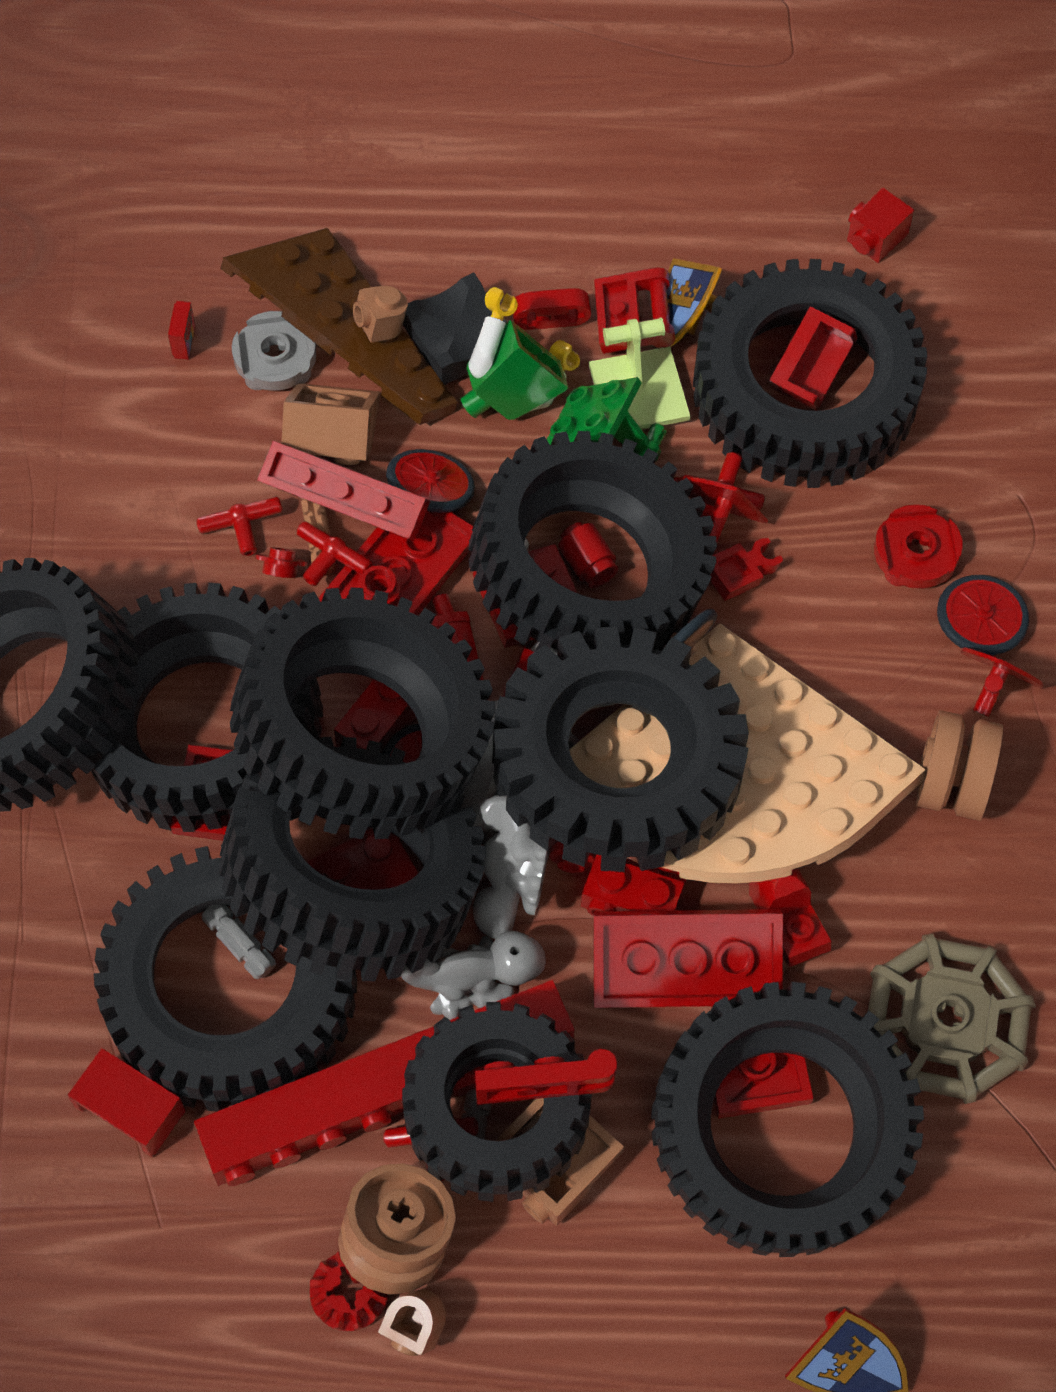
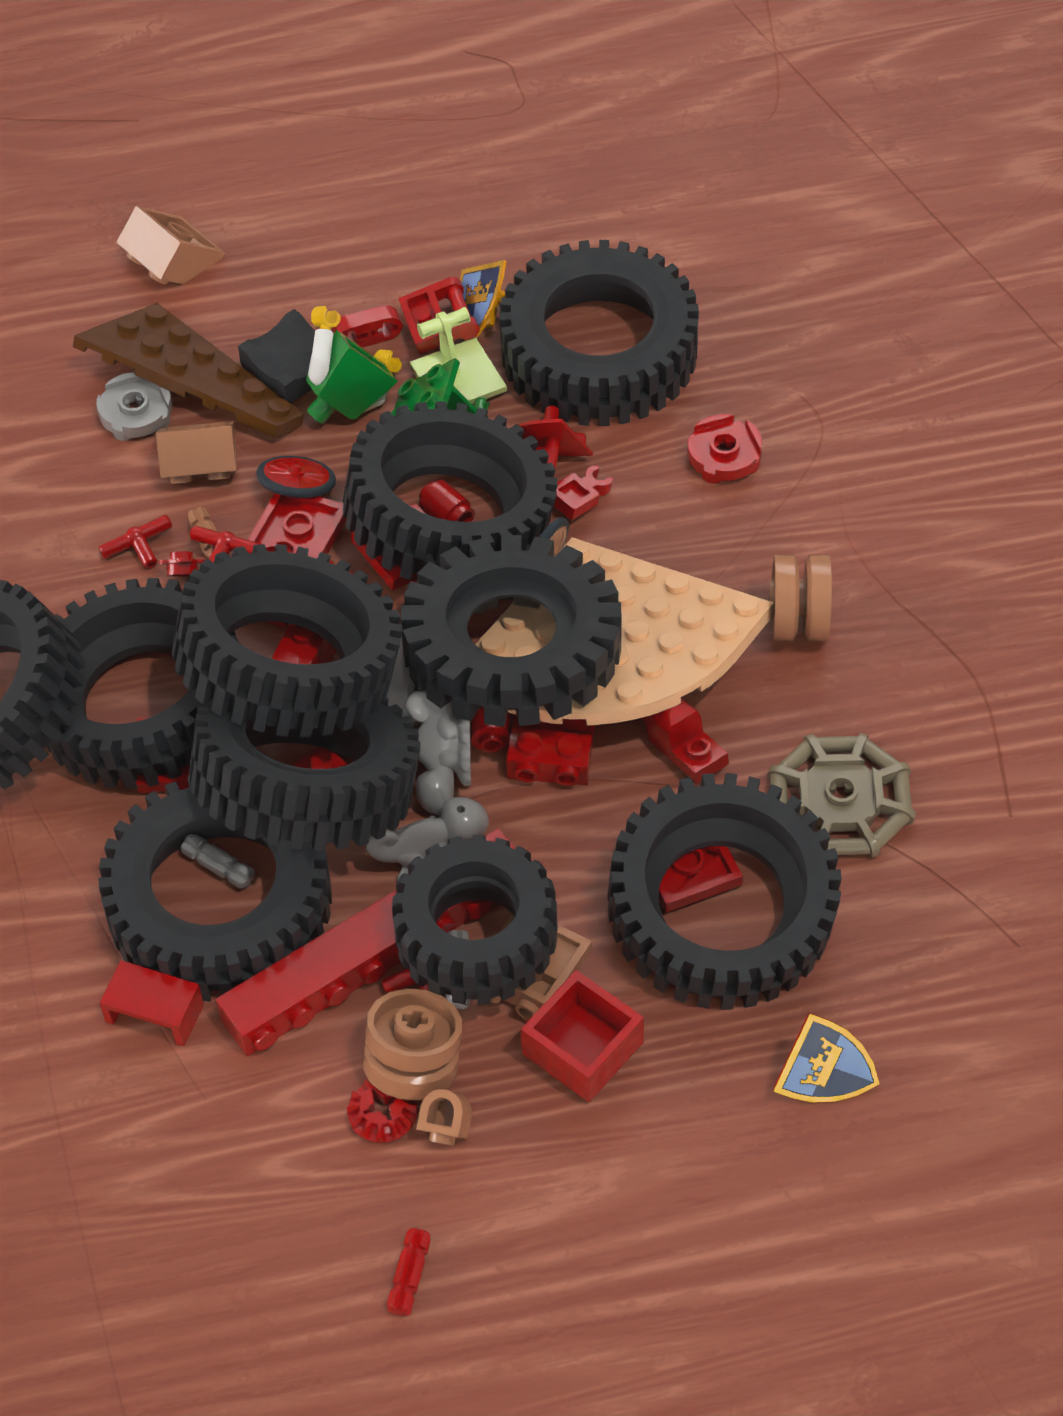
camera: 10 degrees left, 10 degrees down
(181, 330) = (49, 403): red tile -> none
(343, 491) = (223, 494): plate -> none
(355, 159) = (167, 246): none -> nougat slope
(380, 312) = (221, 352): nougat plate -> none
(545, 1078) = (513, 877): red plate -> none
(587, 1261) = (582, 1035): none -> red piece
(683, 956) = (600, 789): red plate -> none
(813, 358) = (601, 317): red panel -> none
(879, 224) = (630, 212): red brick -> none
(983, 614) = (792, 488): red wheel -> none
(996, 679) = (816, 520): red shield -> none

